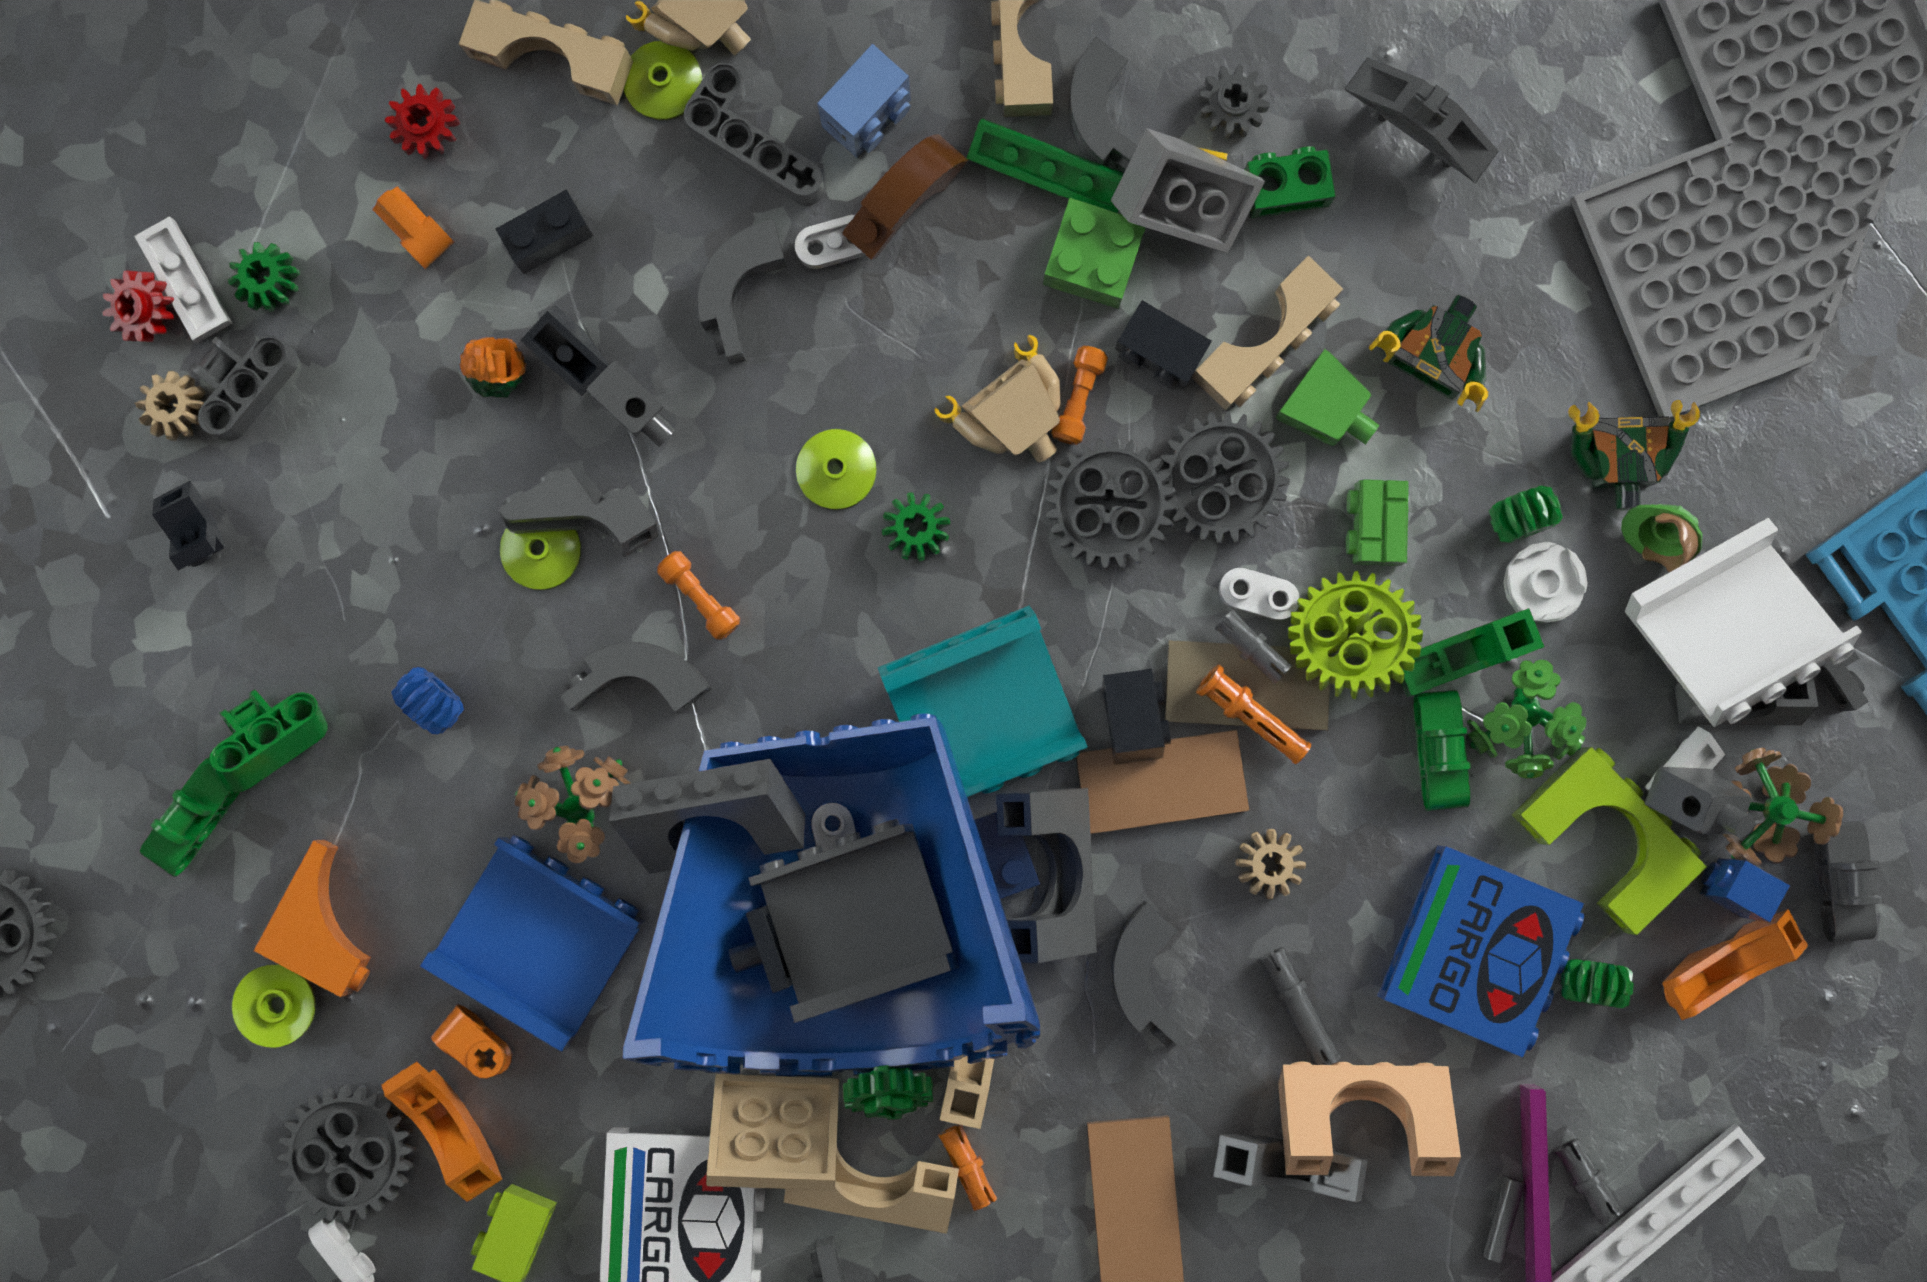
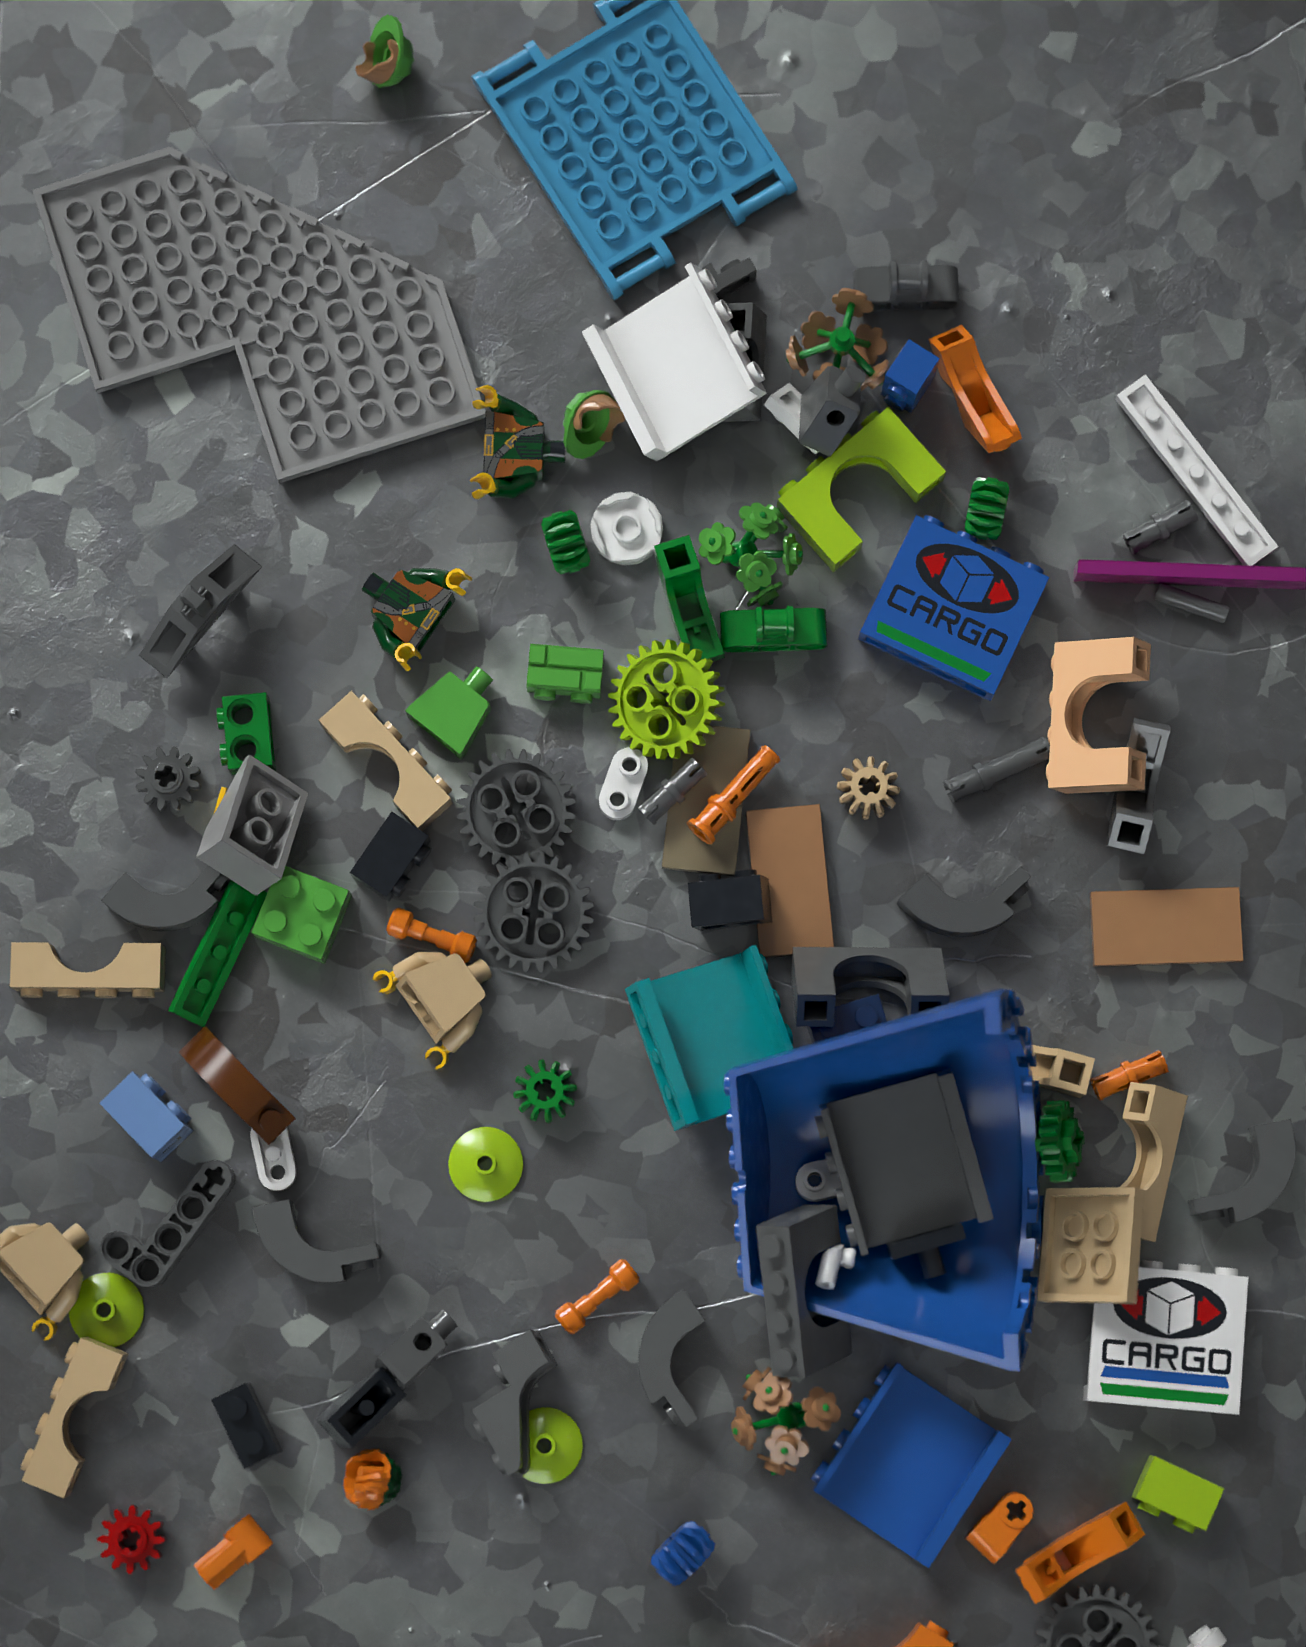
camera: 85 degrees left, 5 degrees down
(740, 845) = (831, 1262): none -> white arm

